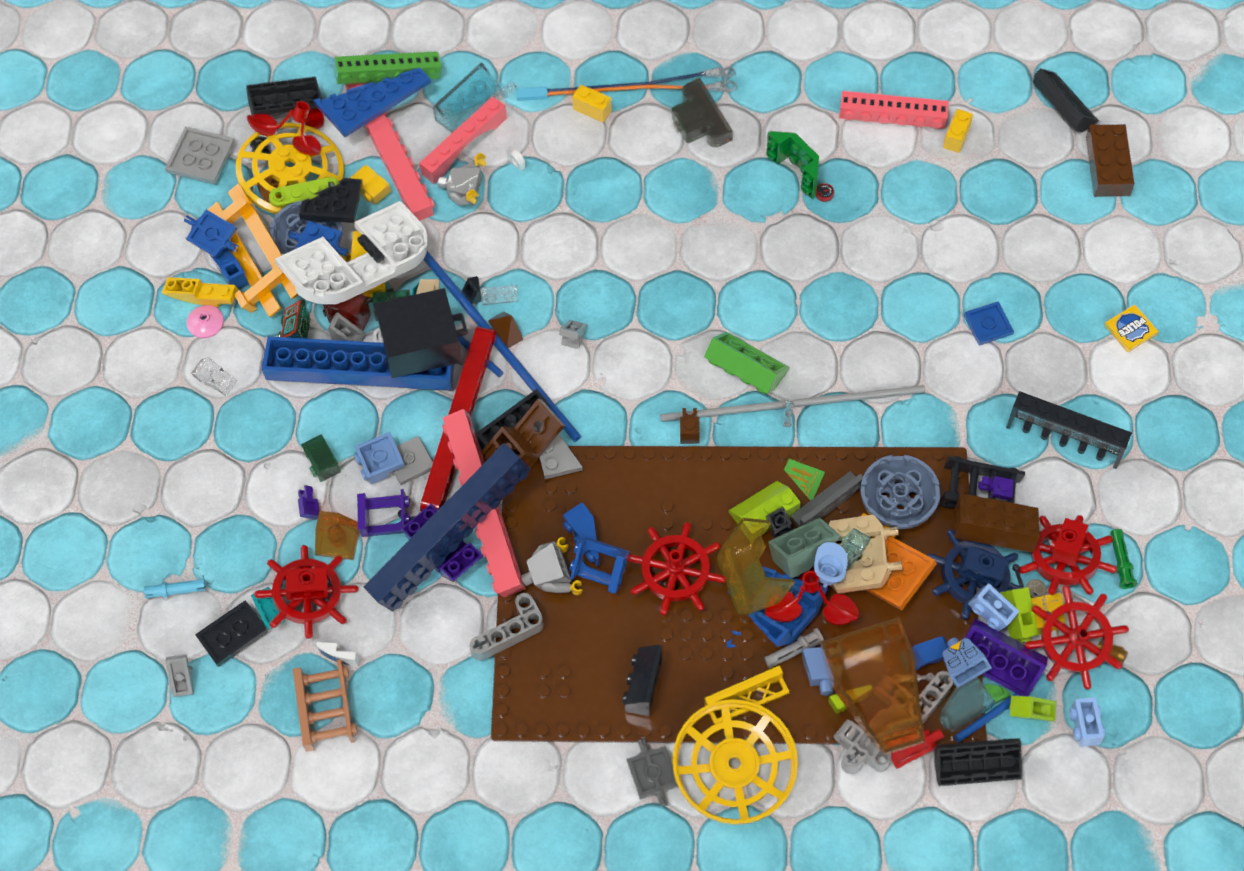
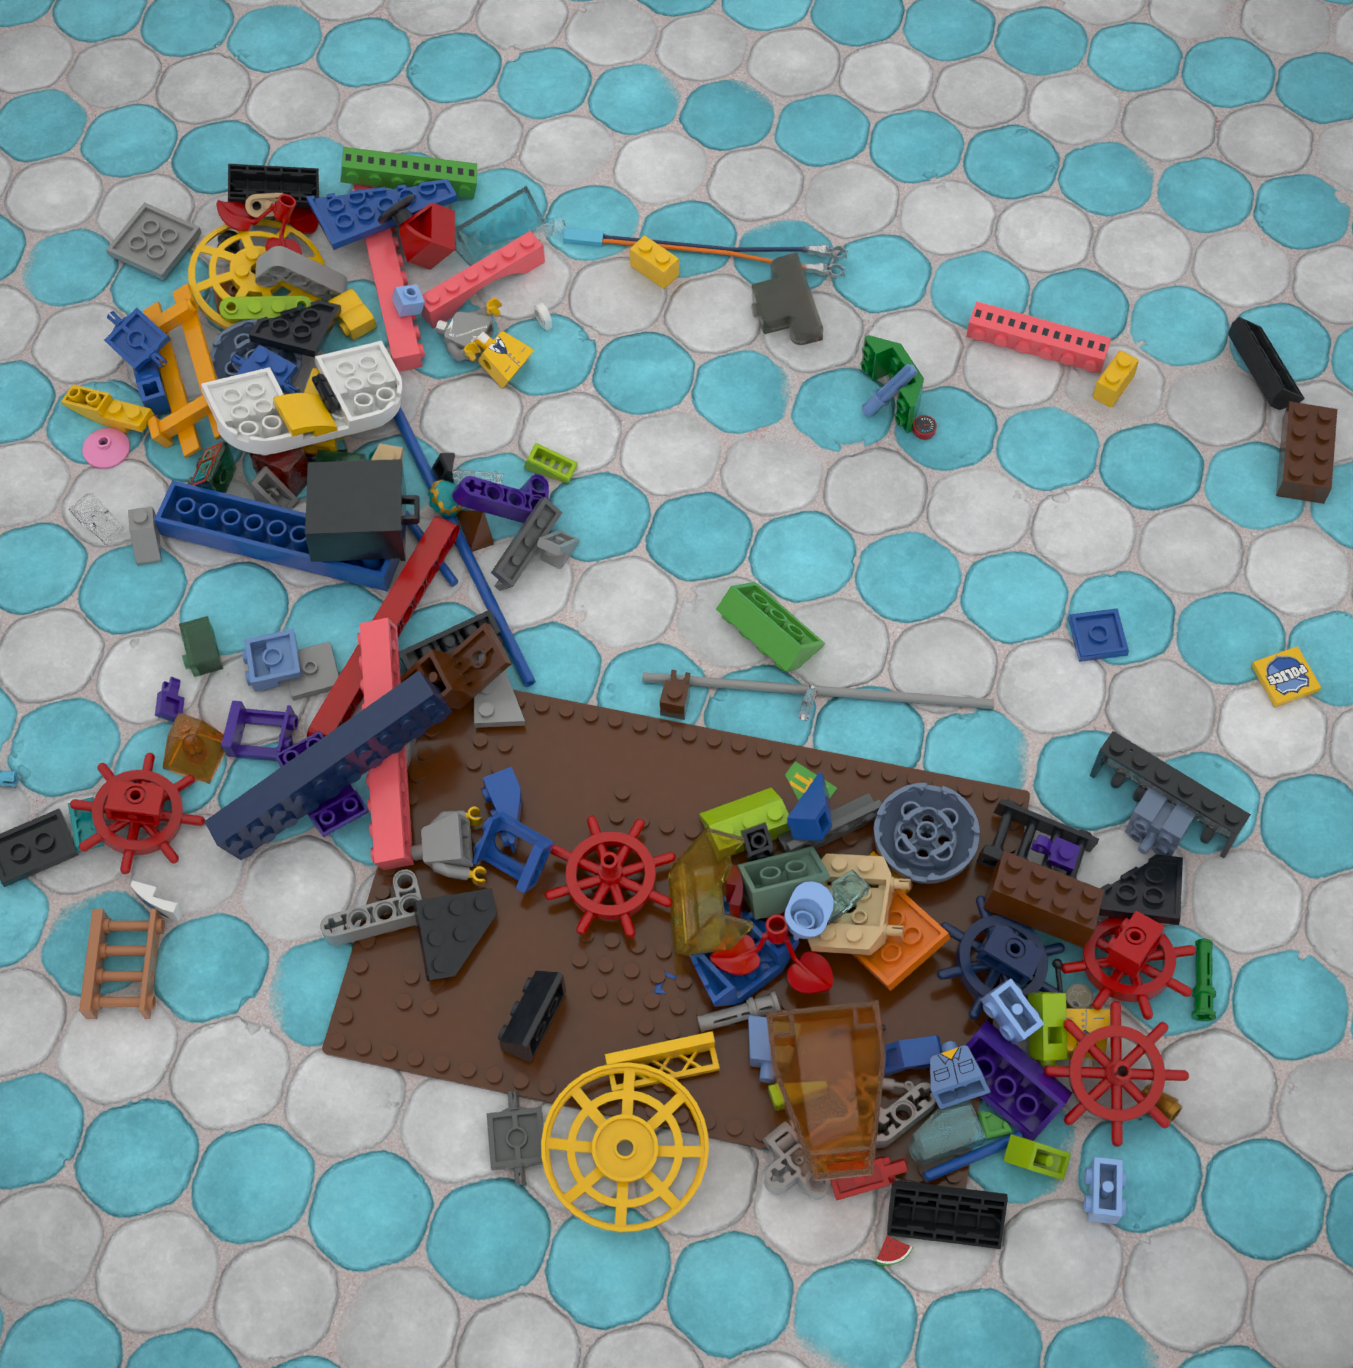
camera: 10 degrees right, 0 degrees up
(255, 382) = (144, 536): none -> light grey slope
(283, 109) = (265, 201): none -> tan plate
(323, 158) = (286, 265): none -> light grey beam
(359, 267) = (304, 414): none -> yellow slope
(413, 166) = (408, 300): none -> light blue plate
(414, 113) = (425, 235): none -> red piece
(479, 311) = (441, 498): none -> teal hair
(495, 196) = (502, 356): none -> yellow torso
(539, 305) = (501, 499): none -> dark purple beam
(549, 276) = (547, 470): none -> lime slope
(549, 335) = (525, 544): none -> dark grey fence
(567, 630) = (451, 929): none -> black plate
(771, 560) = (734, 892): none -> dark red slope
(790, 174) = (882, 396): none -> medium blue axle
(813, 494) = (812, 813): none -> blue slope
(945, 797) = (893, 1252): none -> red tile
(1065, 453) = (1158, 824): none -> sand blue brick
(1069, 500) = (1150, 889): none -> black plate

